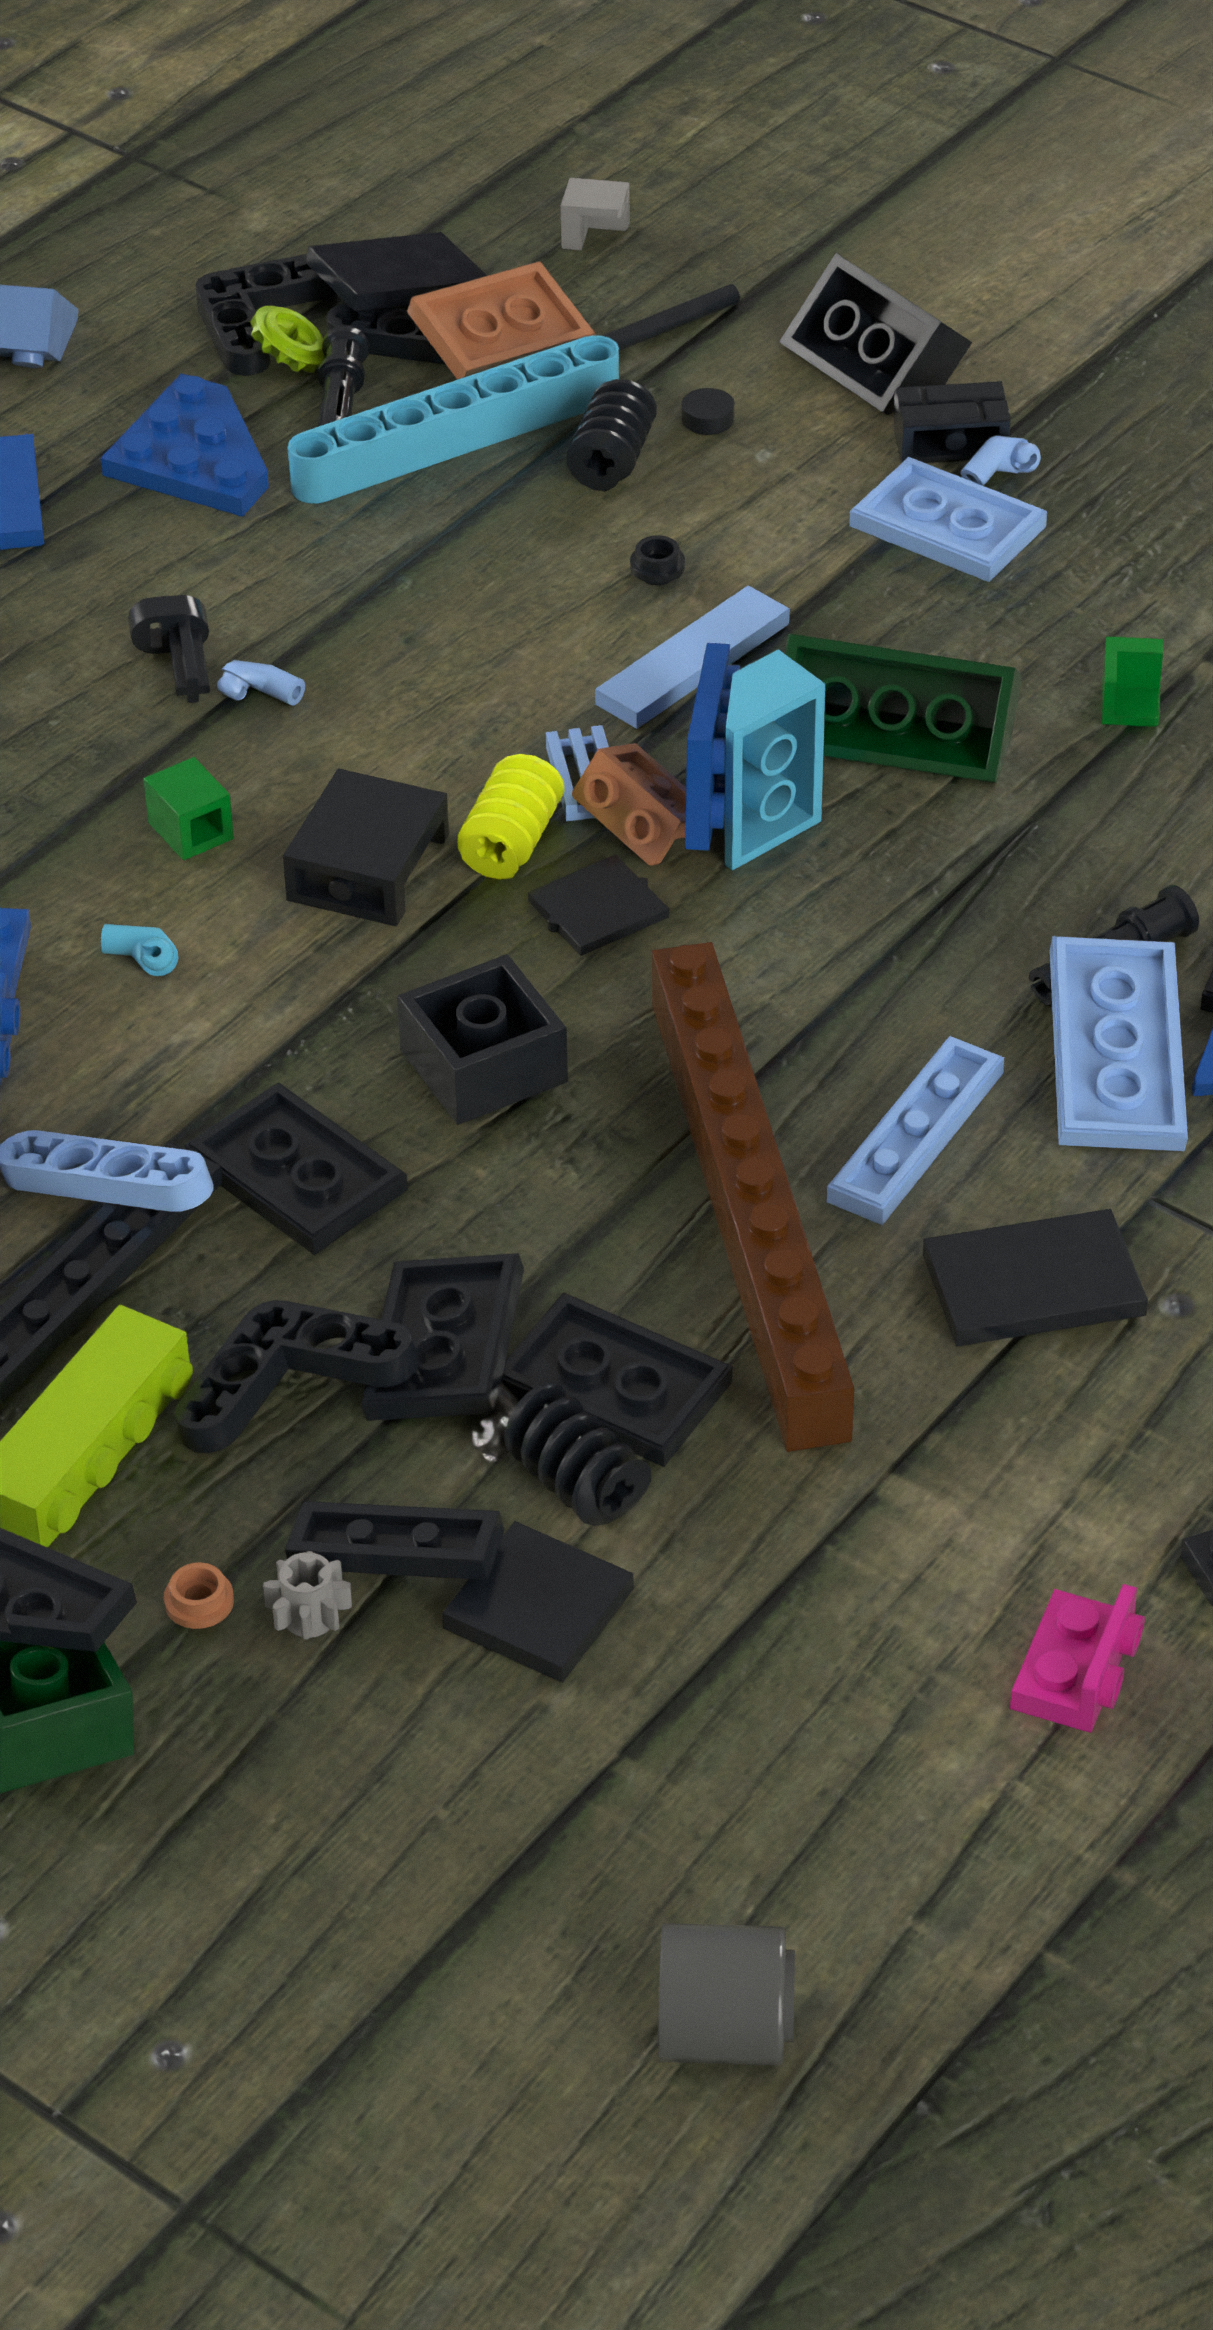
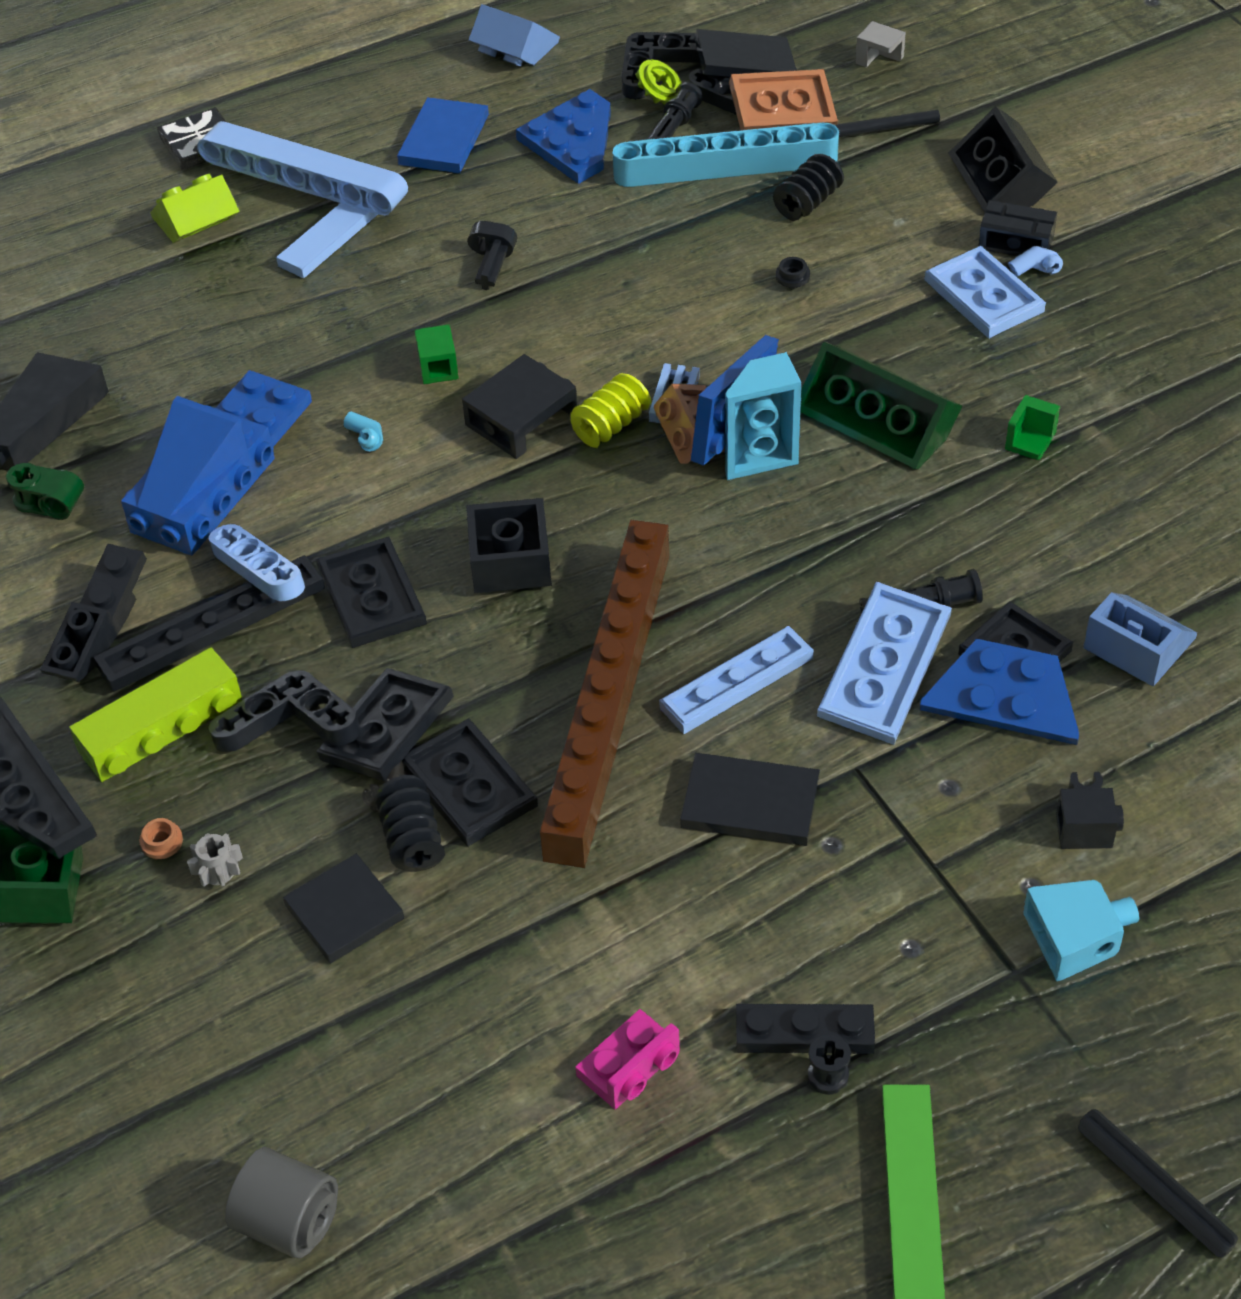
camera: 25 degrees right, 5 degrees up
(263, 677) = (528, 285): light blue arm -> none
(399, 1539) = (281, 843): black plate -> none
(598, 904) = (636, 479): black piece -> none
(676, 664) = (793, 334): light blue tile -> none
(708, 411) = (879, 186): black tile -> none

